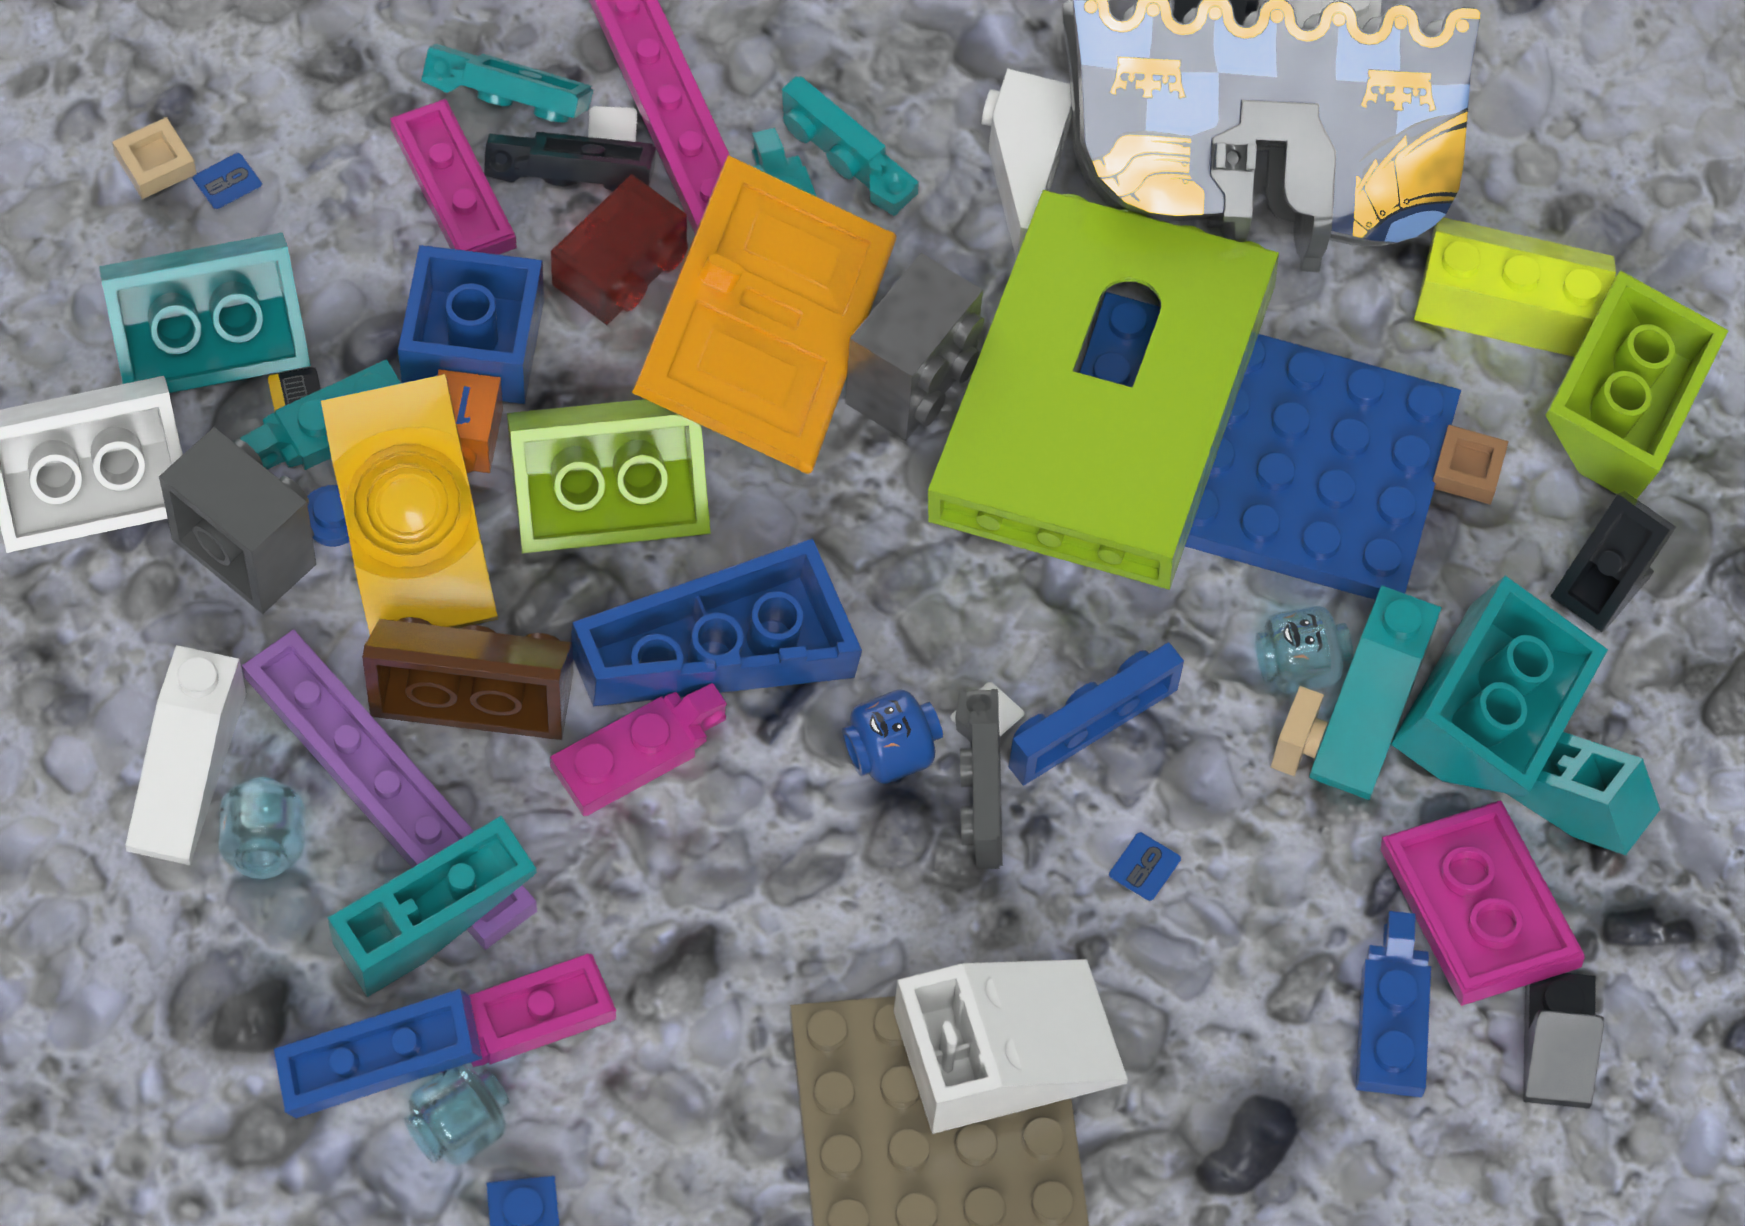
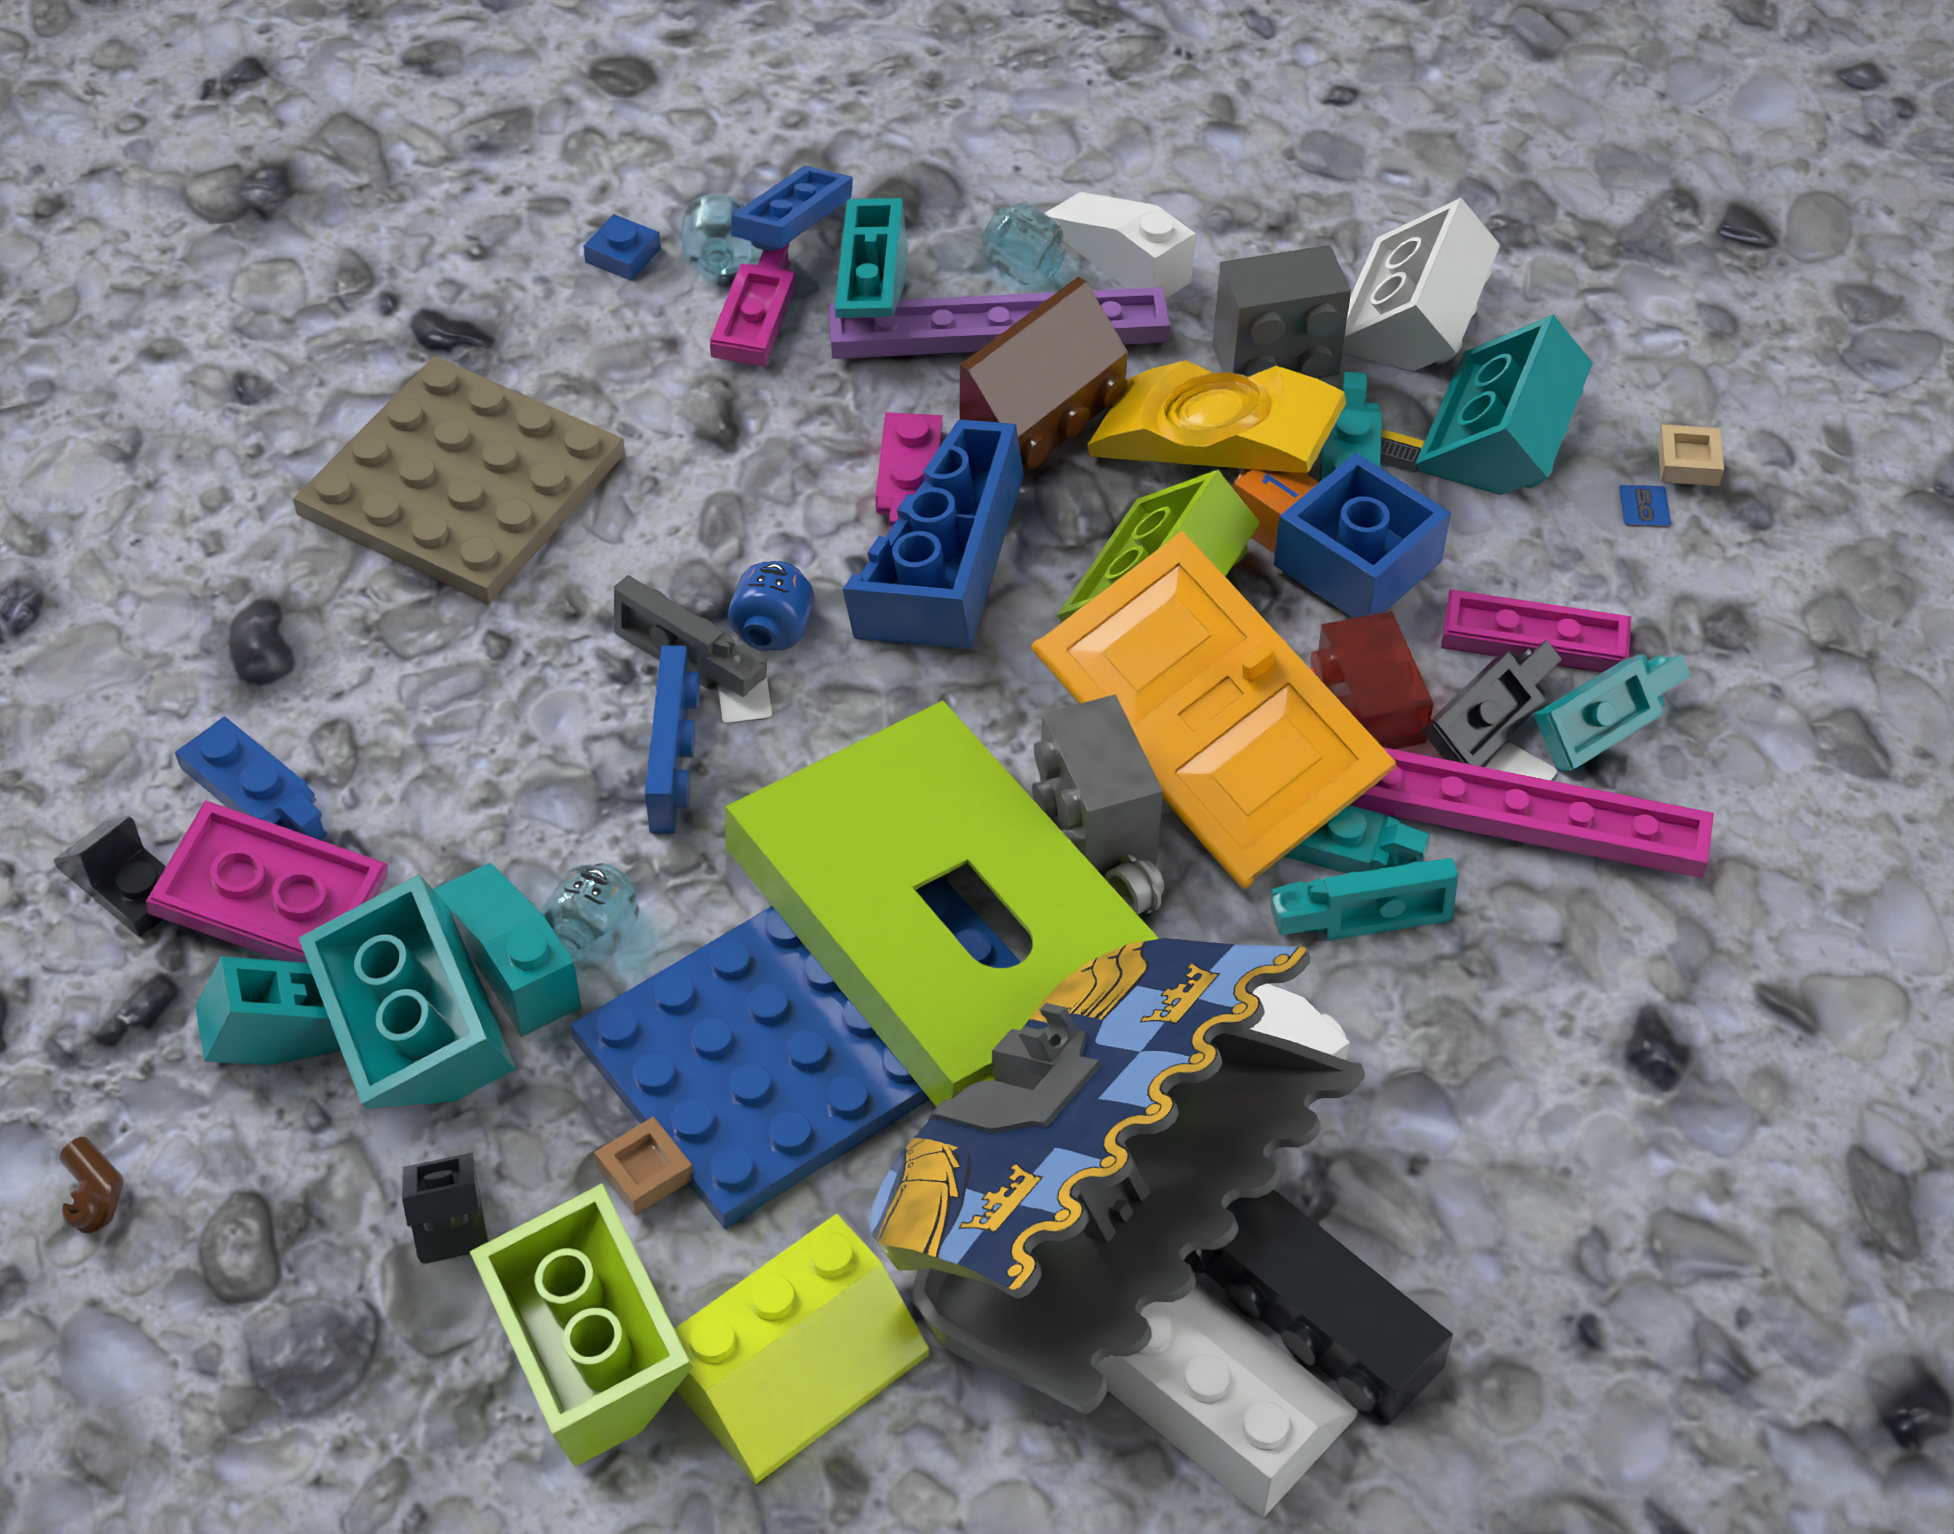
camera: 130 degrees right, 10 degrees down
(1004, 1038) = (456, 487): white slope -> none
(1145, 866) = (526, 716): blue sticker -> none
(1301, 732) = (523, 858): tan plate -> none

